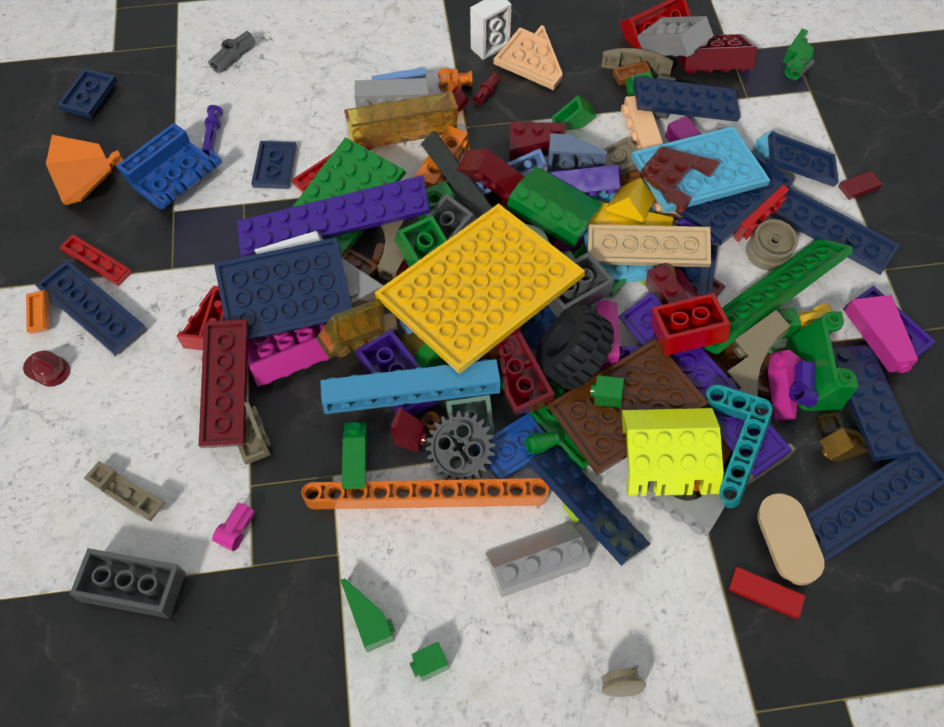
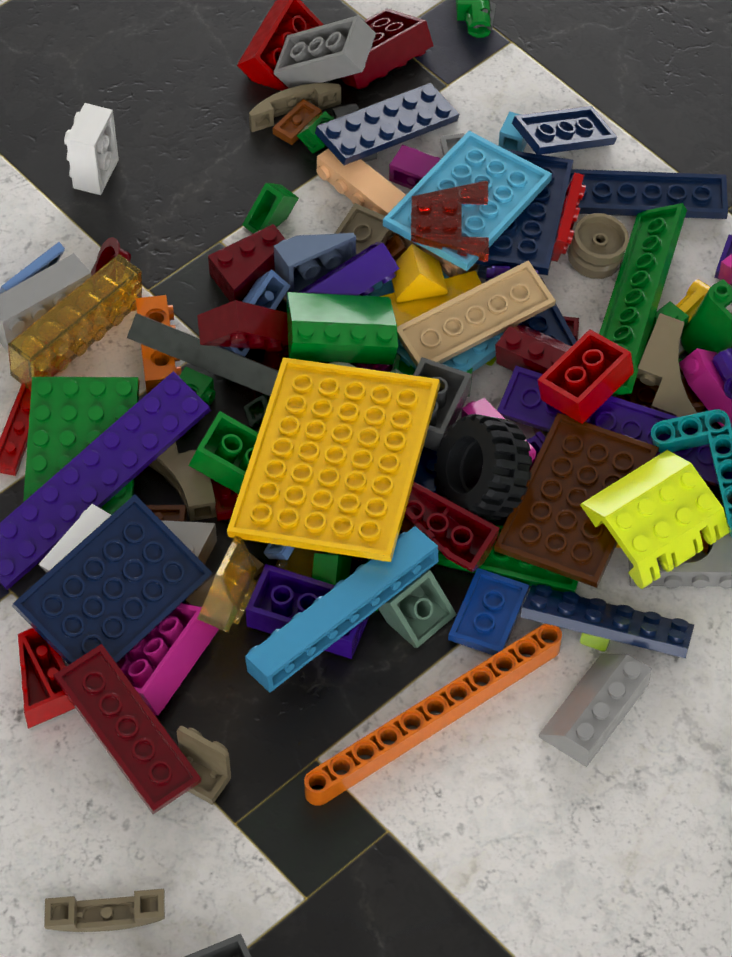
camera: 35 degrees left, 5 degrees down
(231, 532) = (258, 876): dark pink piece -> none
(354, 455) = (332, 717): green slope -> none
(369, 619) = (473, 865): green slope -> none
(378, 253) = (174, 492): reddish brown tile -> none
(408, 431) = (368, 661): dark red slope -> none
(429, 662) = (567, 865): green brick -> none
(431, 416) = (376, 633): reddish brown plate -> none
(451, 216) = (236, 399): dark grey brick -> none
(453, 78) = (89, 238): orange connector -> none
(477, 435) = (448, 618): dark grey gear -> none
(486, 88) = (138, 229): dark red pin -> none
(531, 57) = (162, 162): light nougat wing -> none
(540, 442) = (514, 590): green cone -> none
(608, 391) = (552, 493): green brick -> none
(860, 185) = (640, 128): dark red tile -> none

